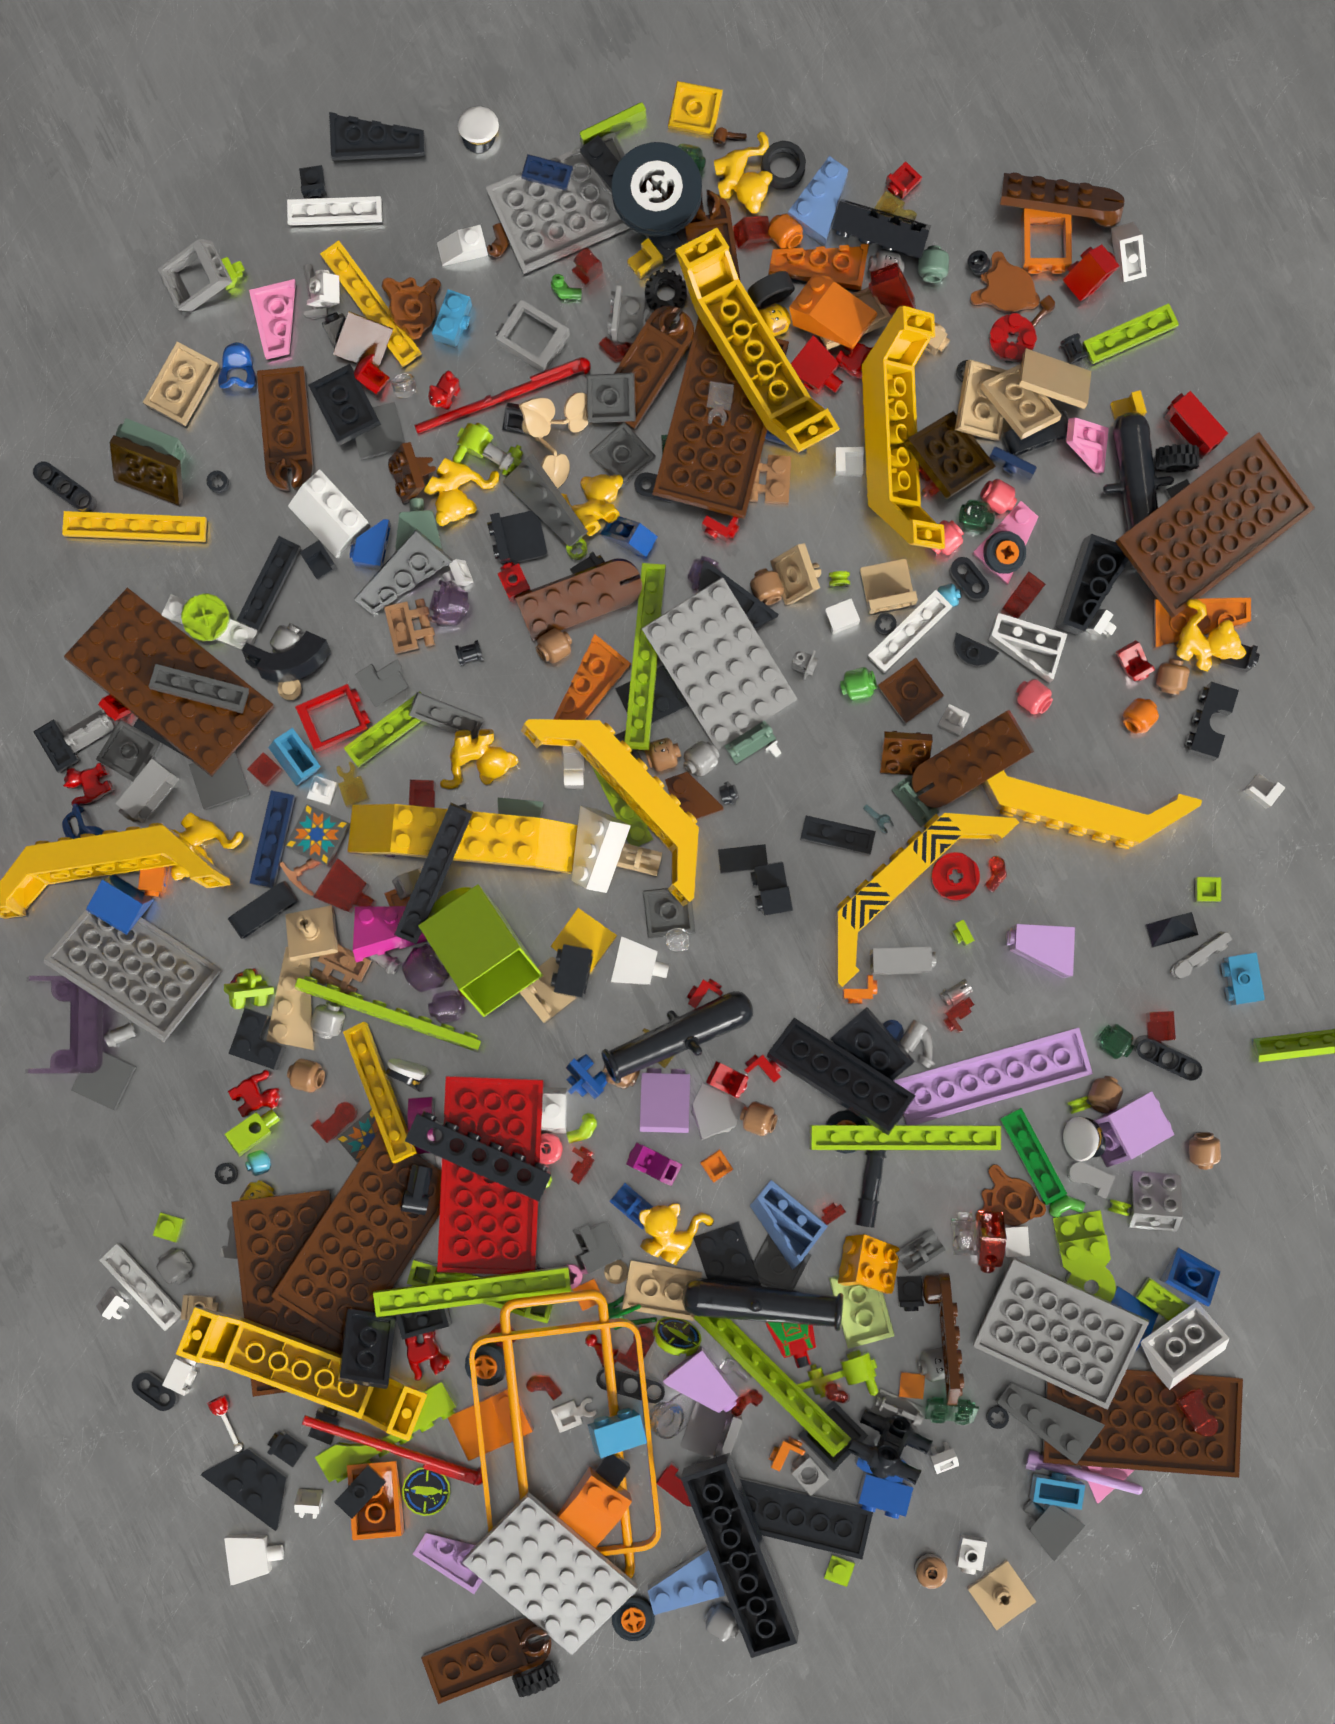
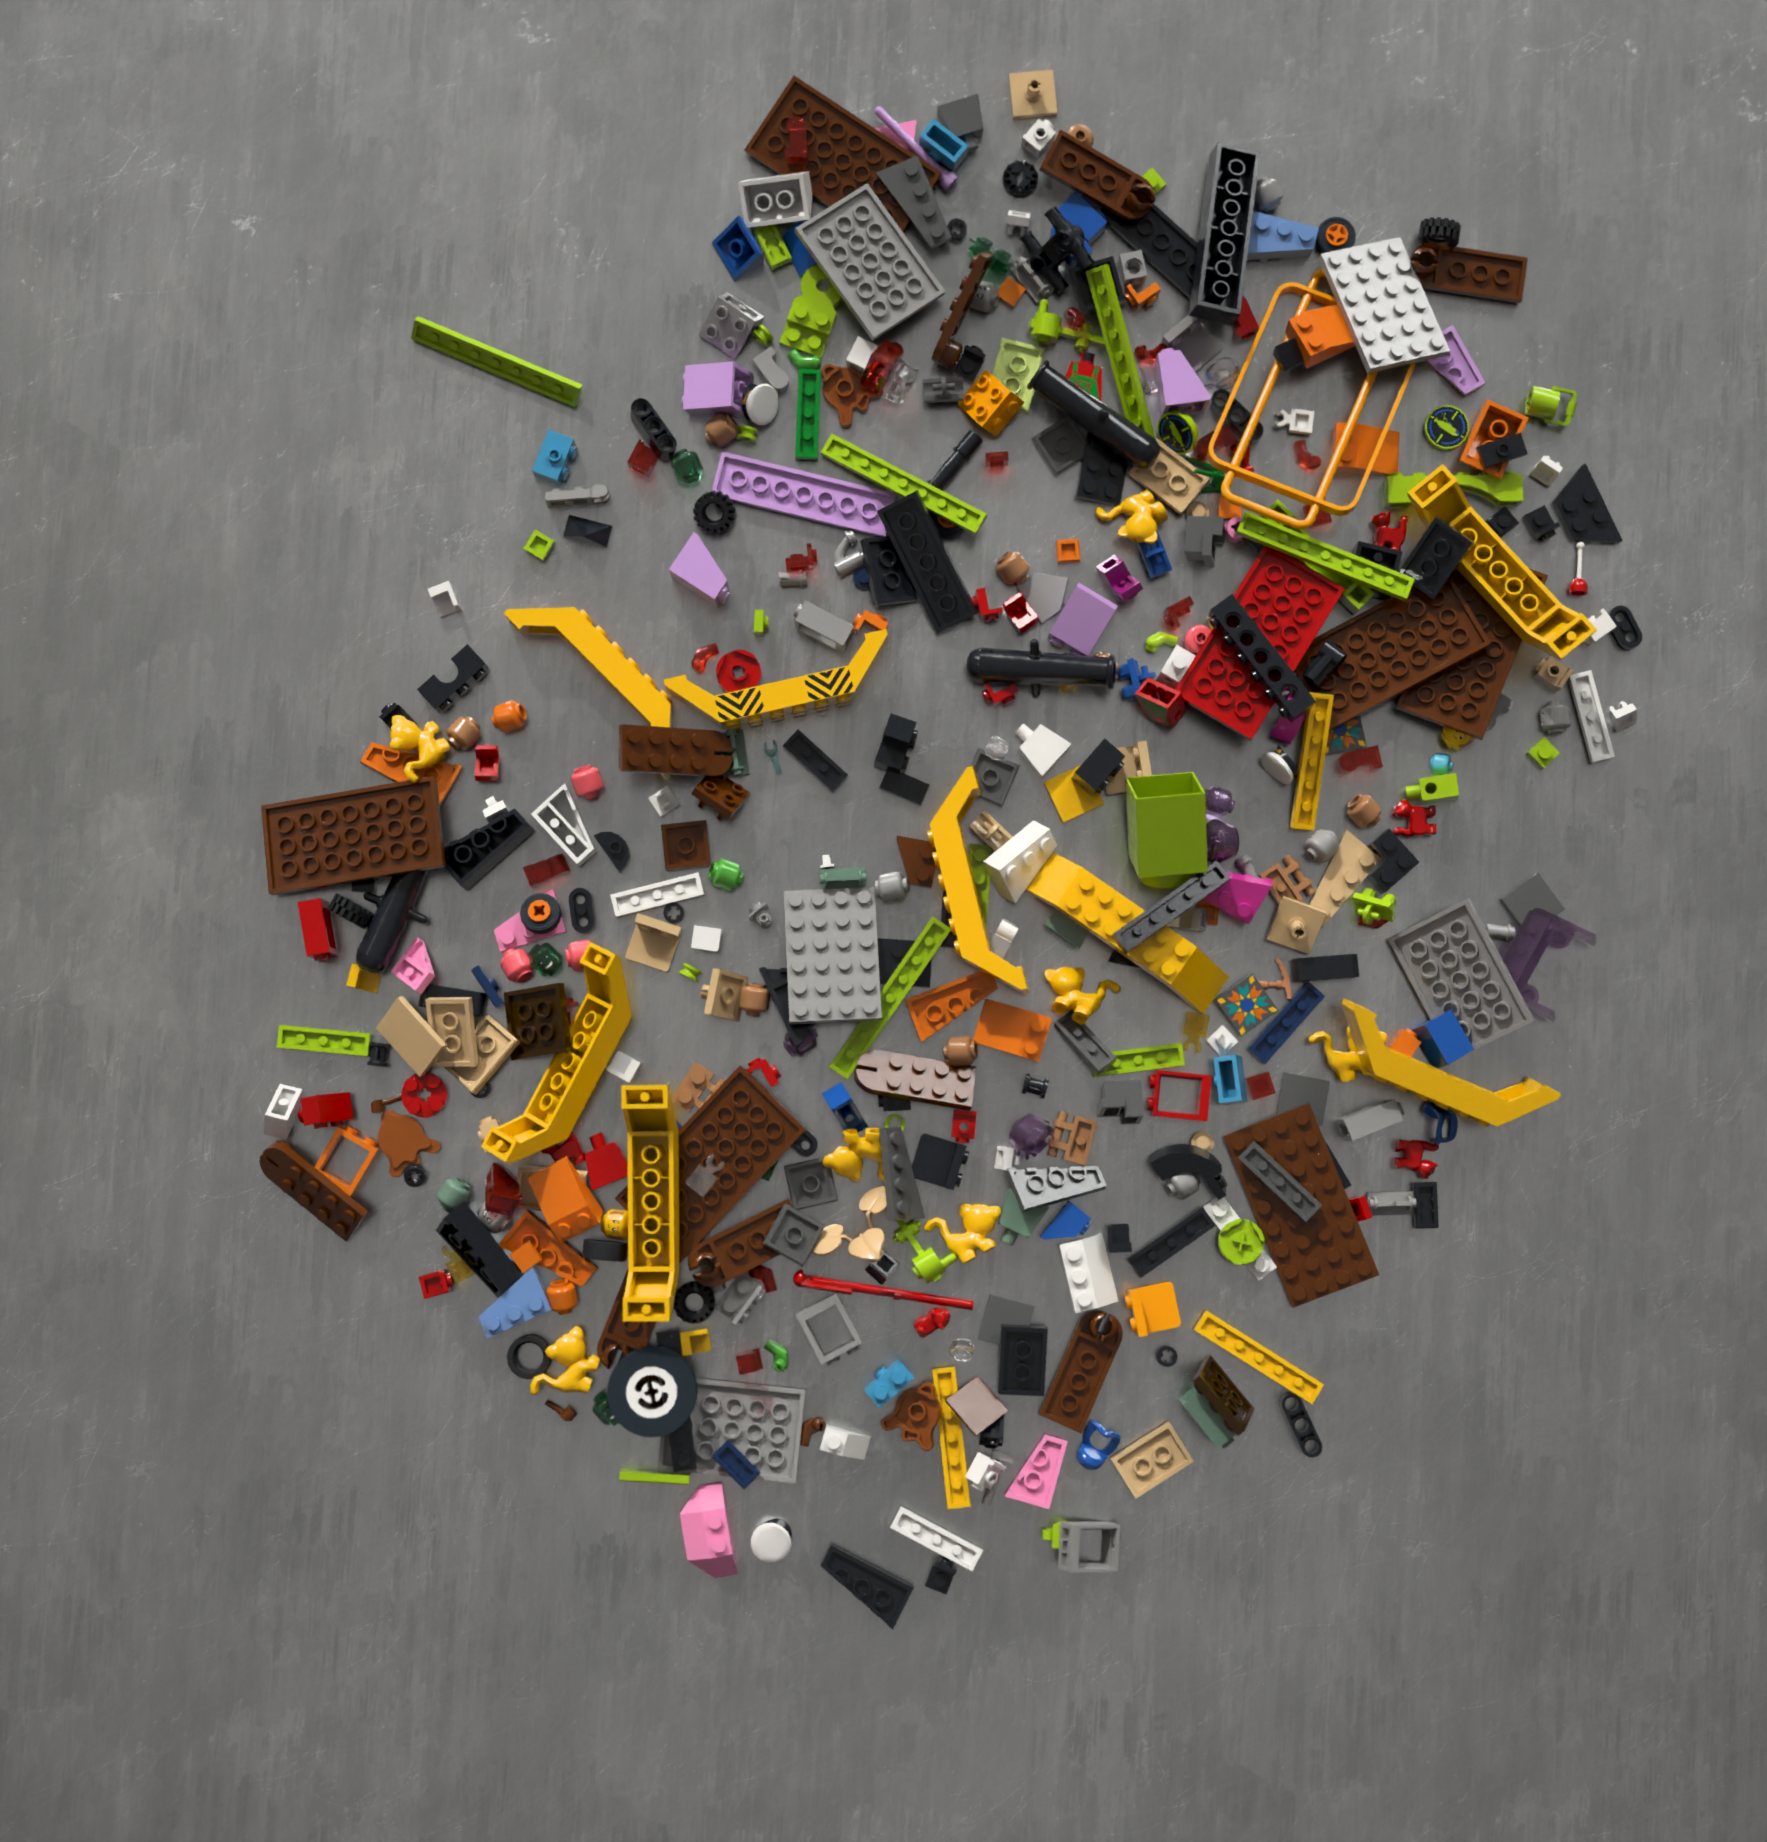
camera: 160 degrees left, 0 degrees up
(128, 750) = (1366, 1166): dark grey tile -> none
(233, 1168) = (1464, 770): black bush -> none
(250, 1556) = (1616, 454): white torso -> none
(253, 515) = (1152, 1308): none -> light orange bracket
(344, 888) = (1248, 946): clear red torso -> none
(344, 1566) = (1544, 404): none -> lime piece
(370, 375) = (986, 1373): red plate -> none
(379, 1010) = (1261, 815): lime plate -> none
(409, 471) = (1000, 1268): reddish brown plate -> none
(422, 793) = (1140, 988): clear red panel -> none
(430, 1463) = (1433, 445): red bar -> none
(487, 1373) = (1347, 489): black wheel -> none
(498, 456) = (917, 1237): light grey pin -> none
(517, 691) = (1012, 1030): none -> orange slope
(539, 106) = (708, 1531): none -> bright pink wedge
(541, 1066) = (1161, 702): none -> red torso
(617, 1432) = (1270, 378): dark azure brick -> none
(662, 754) = (921, 908): medium nougat head -> none
(695, 109) = (575, 1451): yellow tile -> none
(728, 793) = (885, 845): black plate -> none
(751, 230) = (590, 1314): clear red bracket -> none
(787, 1223) = (1038, 470): medium blue wedge -> none
(837, 246) = (526, 1256): none -> orange tile
(892, 1542) = (1098, 177): none -> reddish brown plate
(950, 593) = (605, 908): medium azure piece -> none
(956, 1498) = (1026, 185): none -> black gear
(1066, 998) = (714, 498): none -> black tyre
(1204, 1150) = (667, 341): medium nougat head -> none

